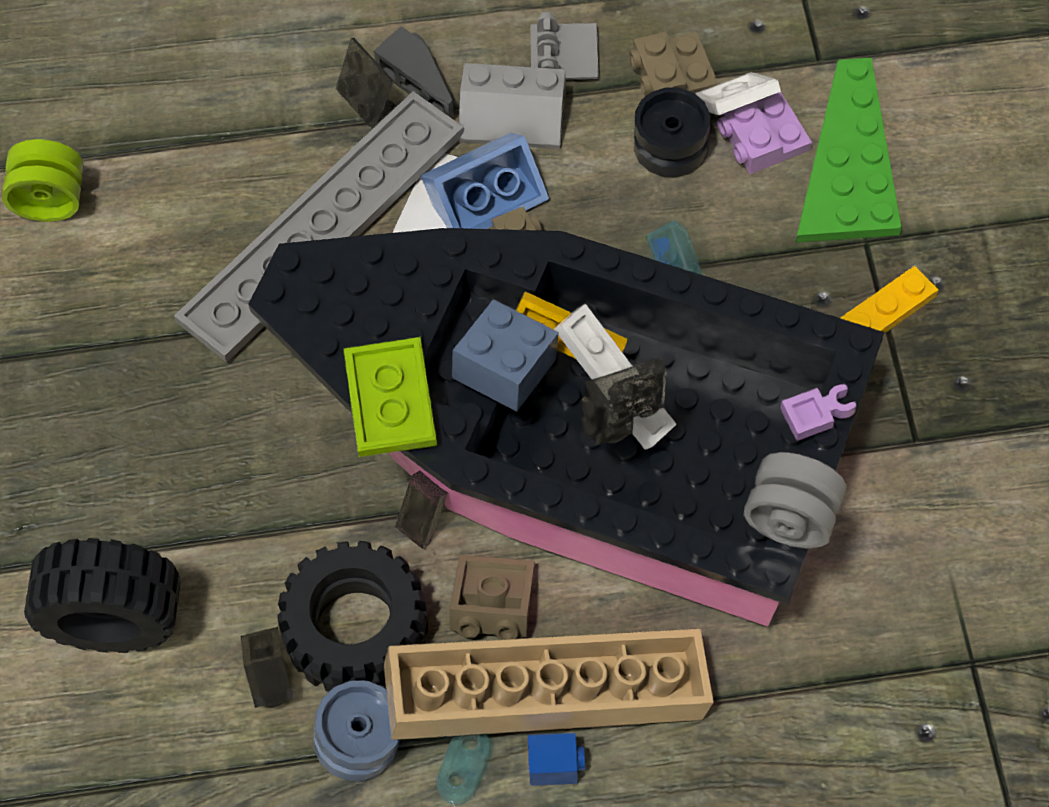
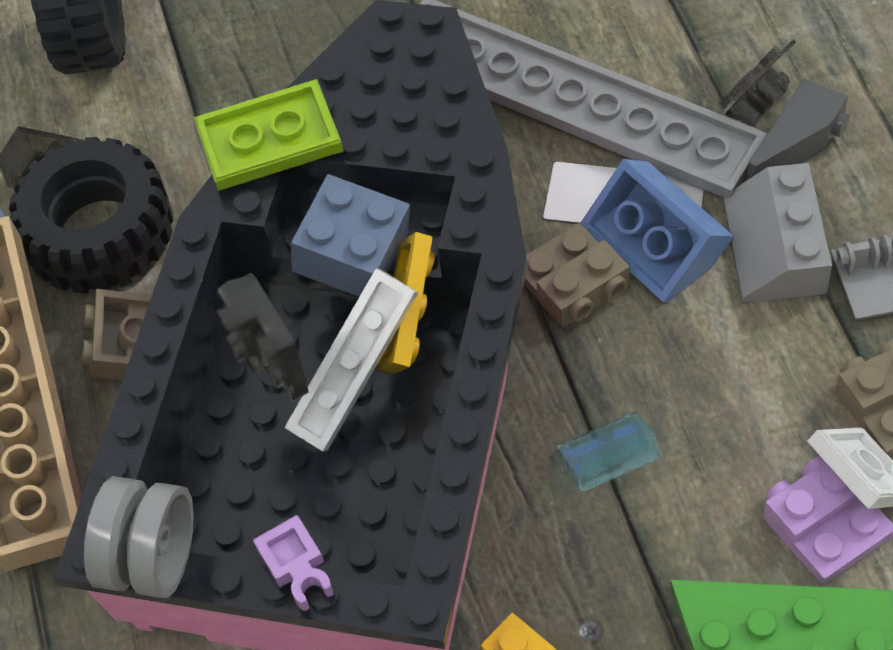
camera: 85 degrees right, 5 degrees down
(671, 132) = (780, 402): black wheel -> none

